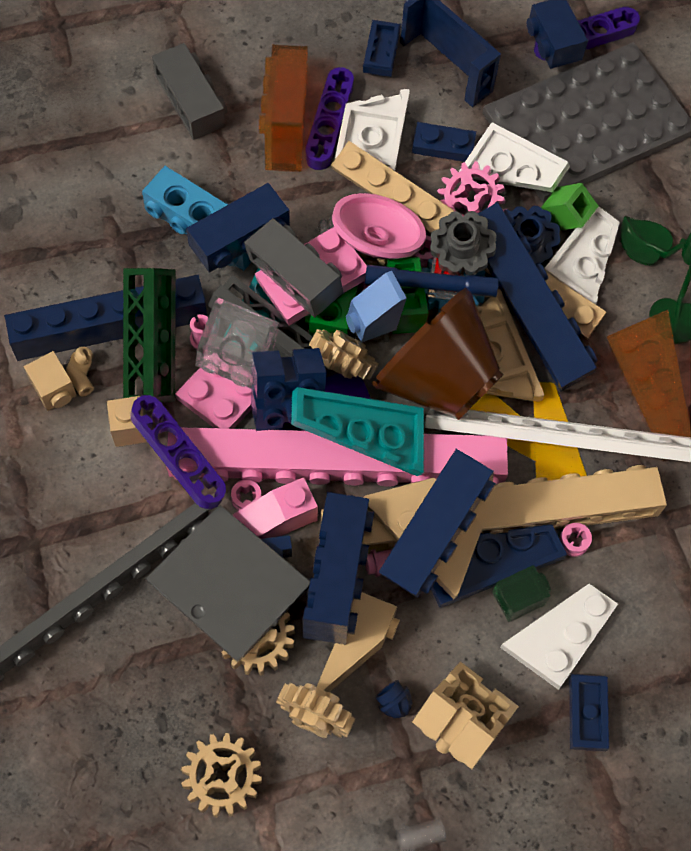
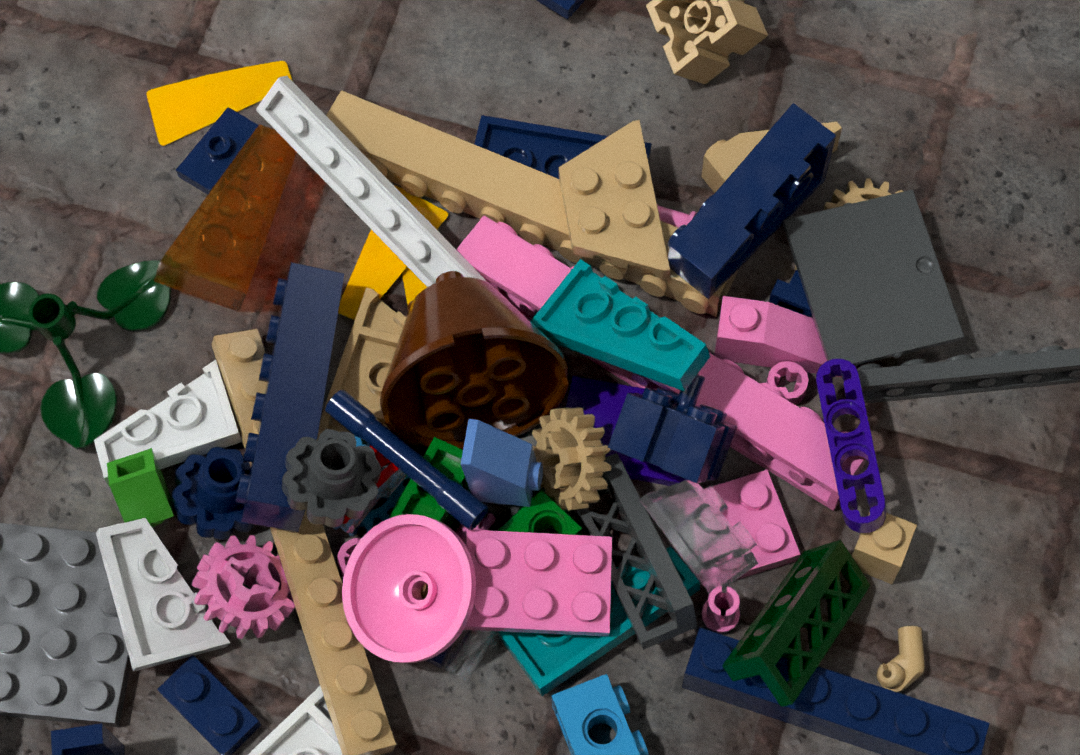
camera: 140 degrees left, 0 degrees up
(50, 381) = (953, 661): tan brick -> none
(207, 786) = (980, 122): tan gear -> none
(223, 233) = (593, 696): dark blue brick -> none
(294, 267) = (564, 577): dark grey brick -> none
(315, 710) = (856, 105): tan gear -> none
(395, 700) = (762, 91): dark blue plate -> none
(437, 524) = (611, 167): dark blue wedge -> none
(522, 593) = (557, 103): clear green brick -> none
(562, 635) = (548, 54): white wing -> none
(580, 530) = (455, 120): bright pink bush -> none

